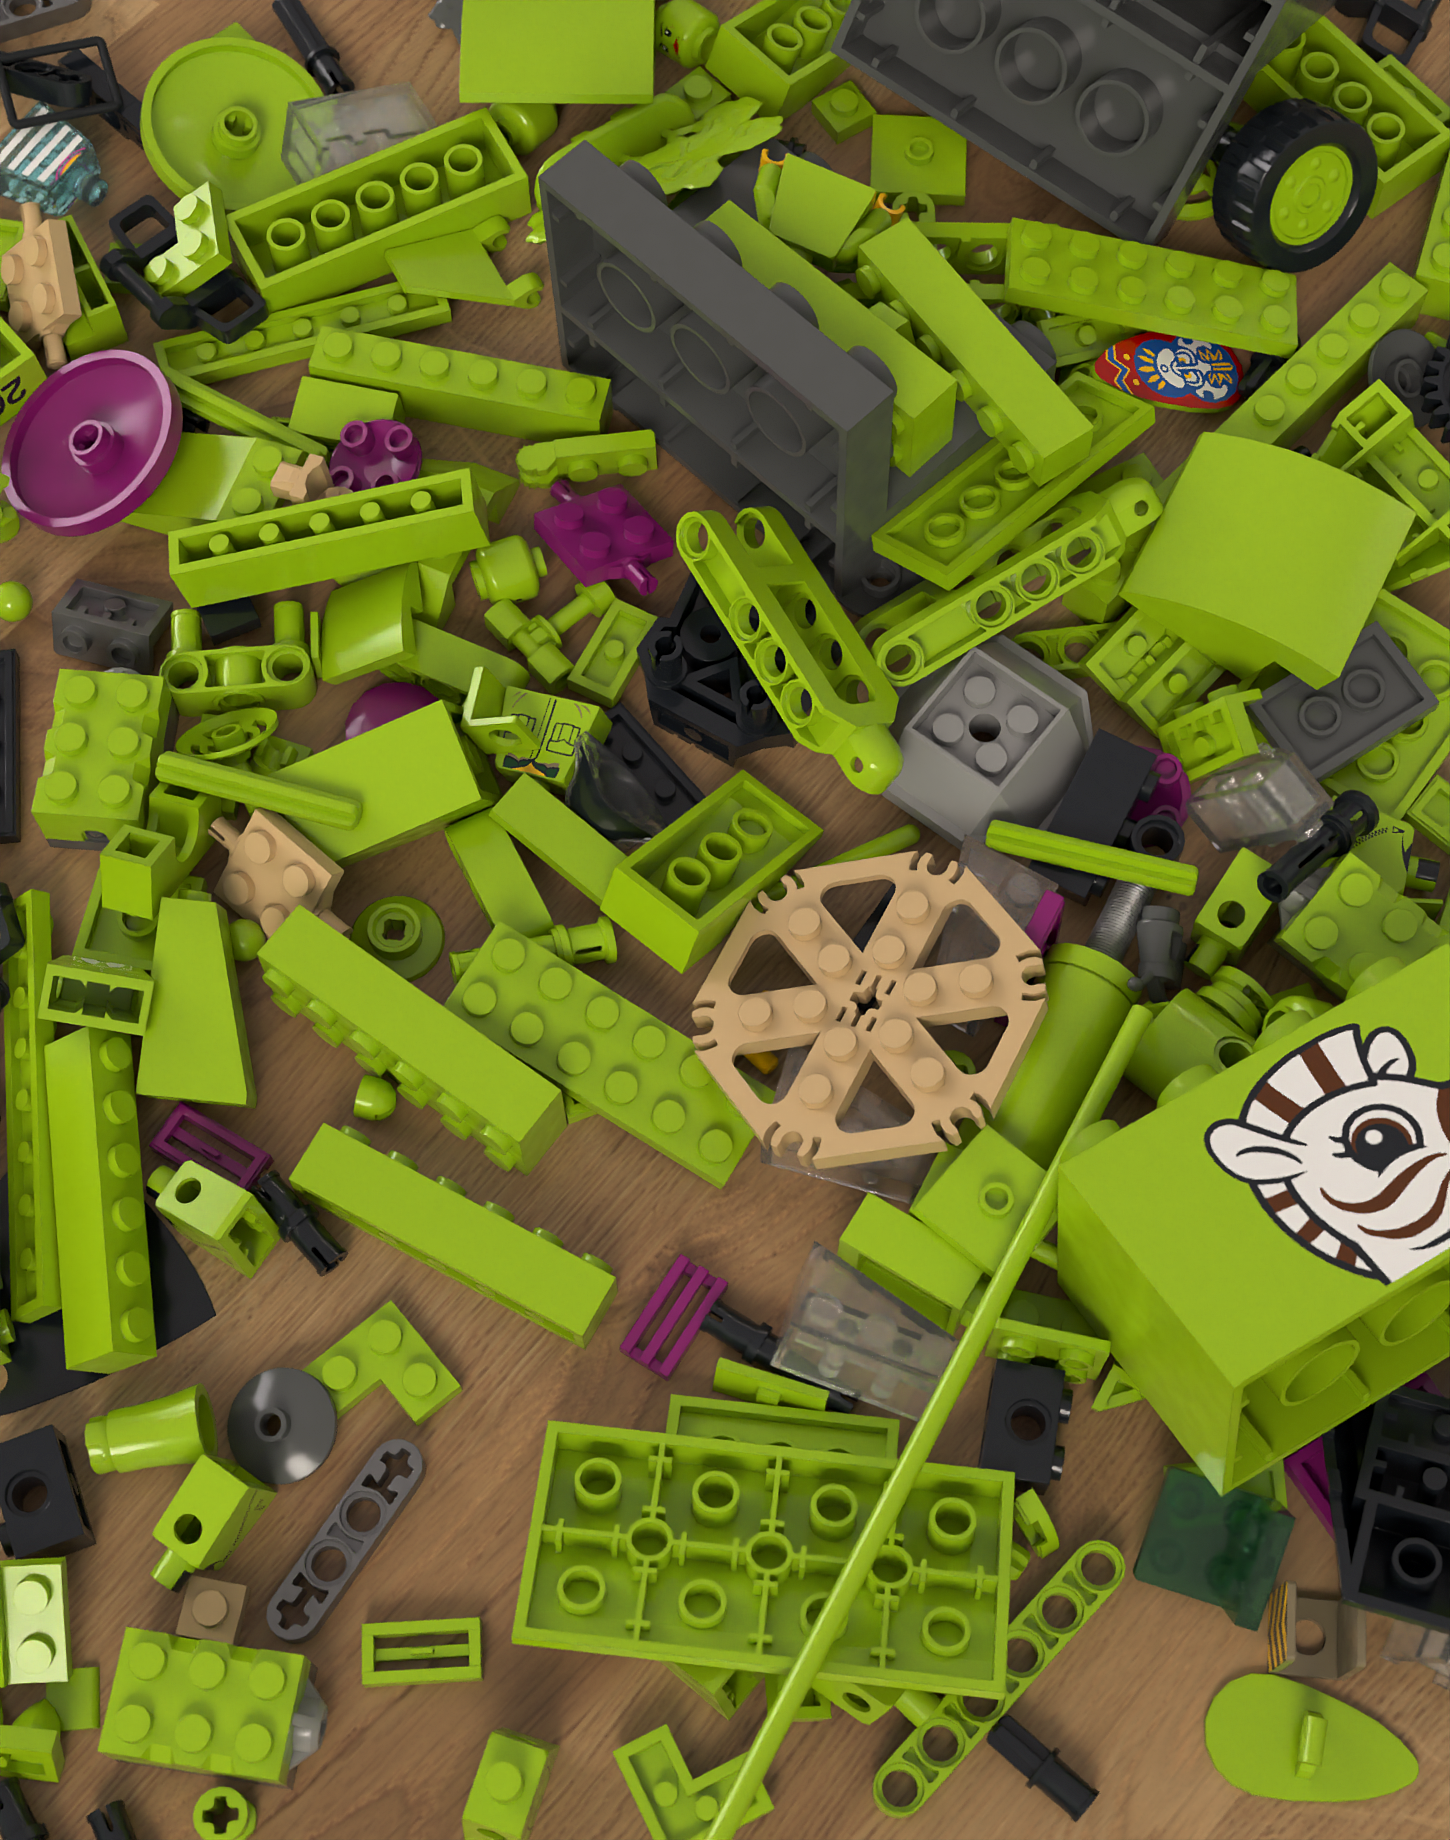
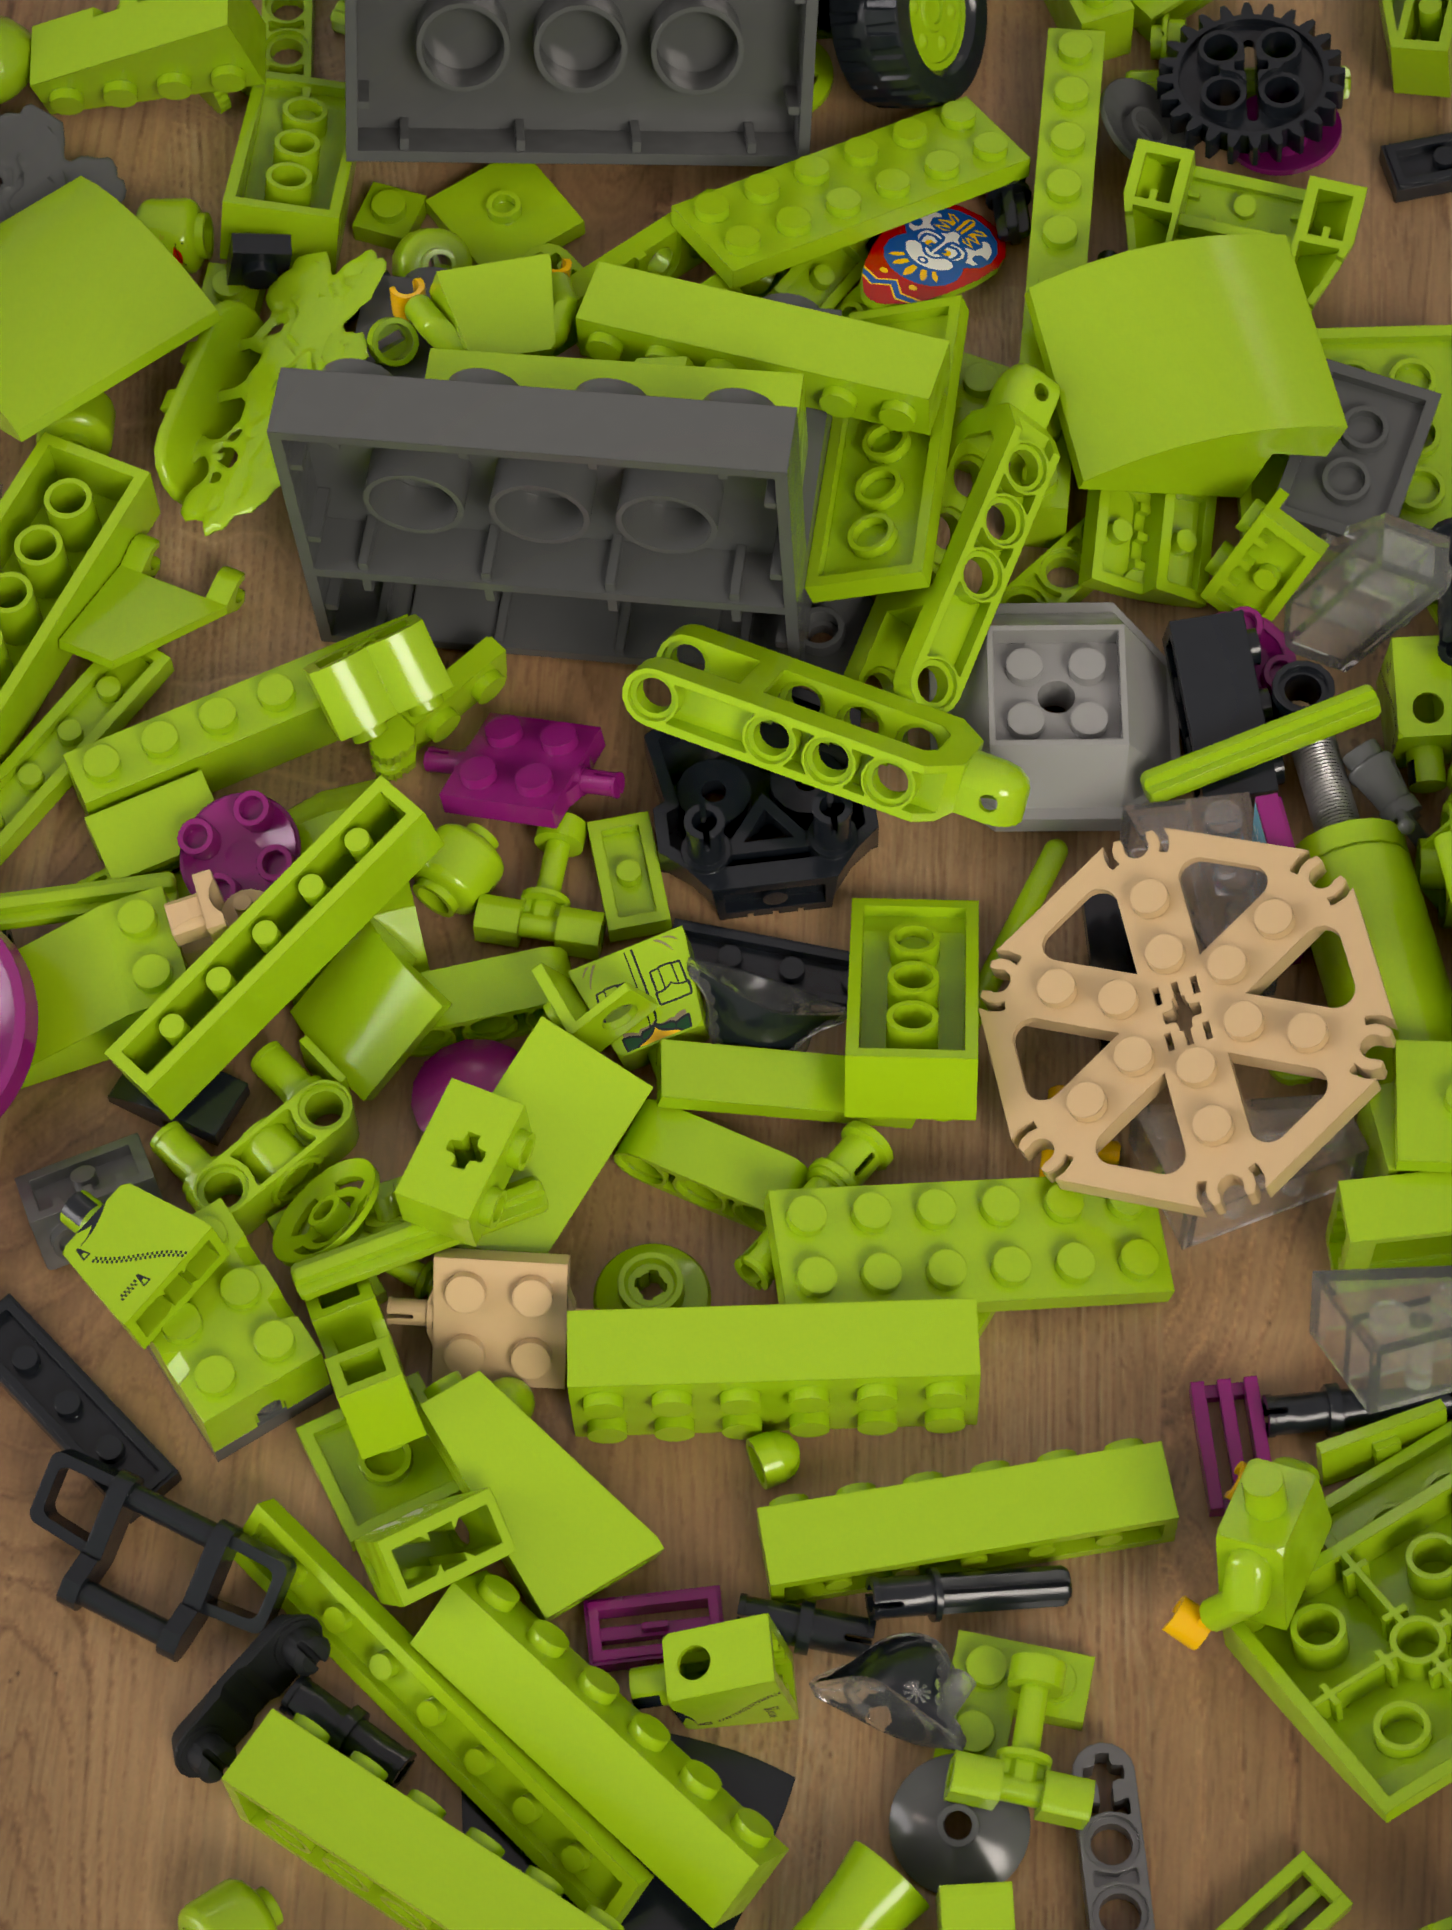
camera: 35 degrees left, 5 degrees down
(69, 677) = (140, 1255): none -> lime torso
(322, 736) = (465, 1128): none -> lime brick
(322, 1308) = (902, 1689): none -> clear hat
(335, 1424) = (1022, 1771): none -> lime bar
(415, 1279) = (966, 1592): none -> black axle
(547, 408) = (378, 679): none -> lime brick
(605, 1396) = (1262, 1550): none -> lime torso
(720, 80) = (257, 259): none -> black plate
(738, 196) = (397, 352): none -> lime hinge
(845, 145) = (430, 243): none -> lime head

